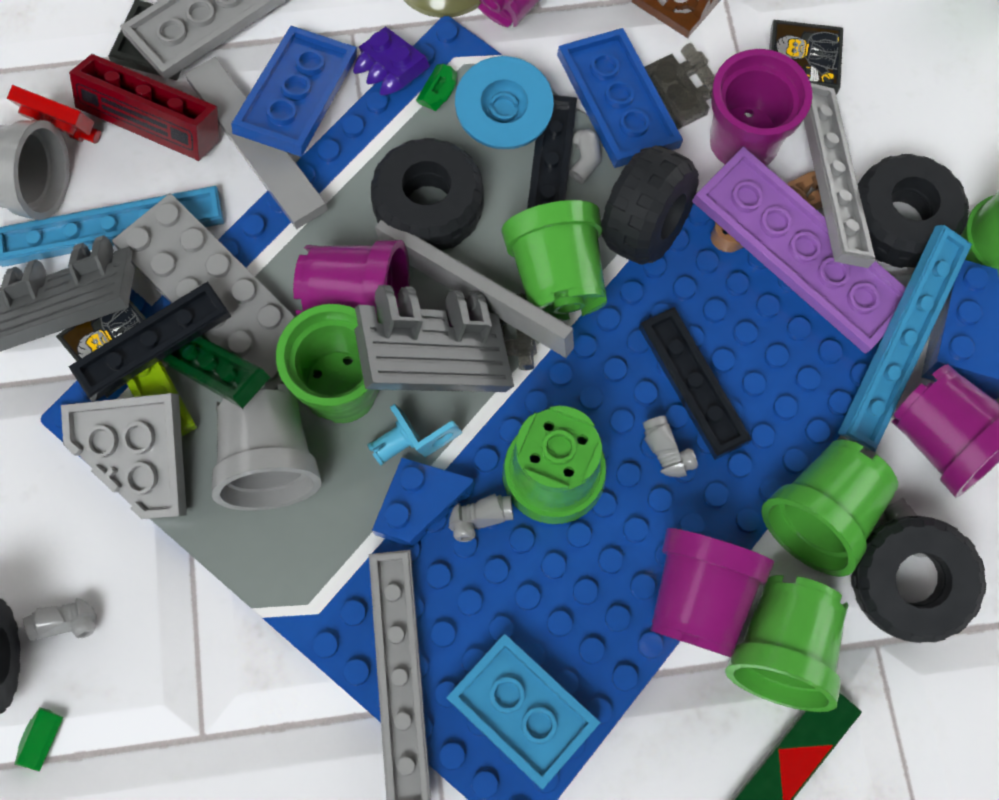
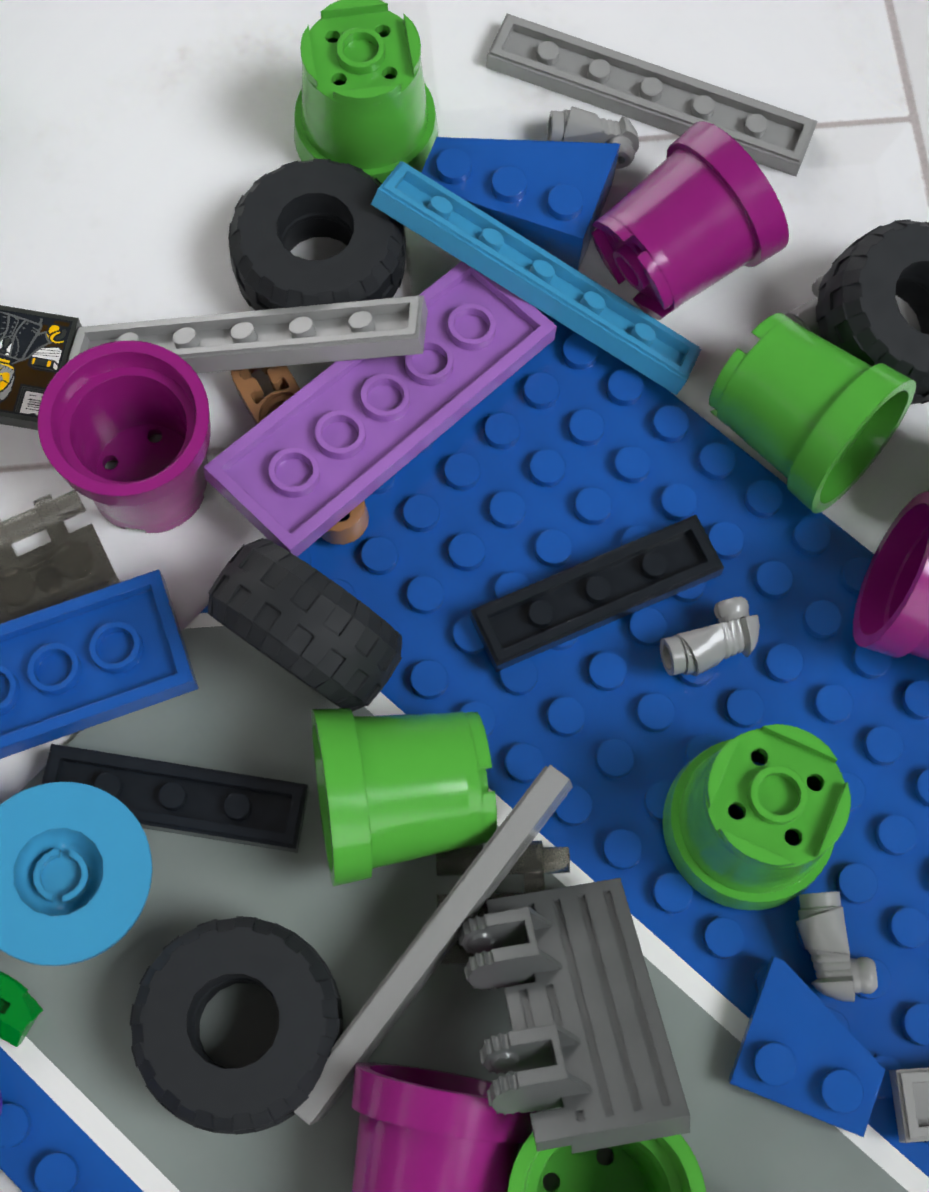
camera: 90 degrees left, 0 degrees up
(405, 435) = (697, 1067): medium azure bracket -> none
(590, 152) = (167, 727): light grey arm -> none

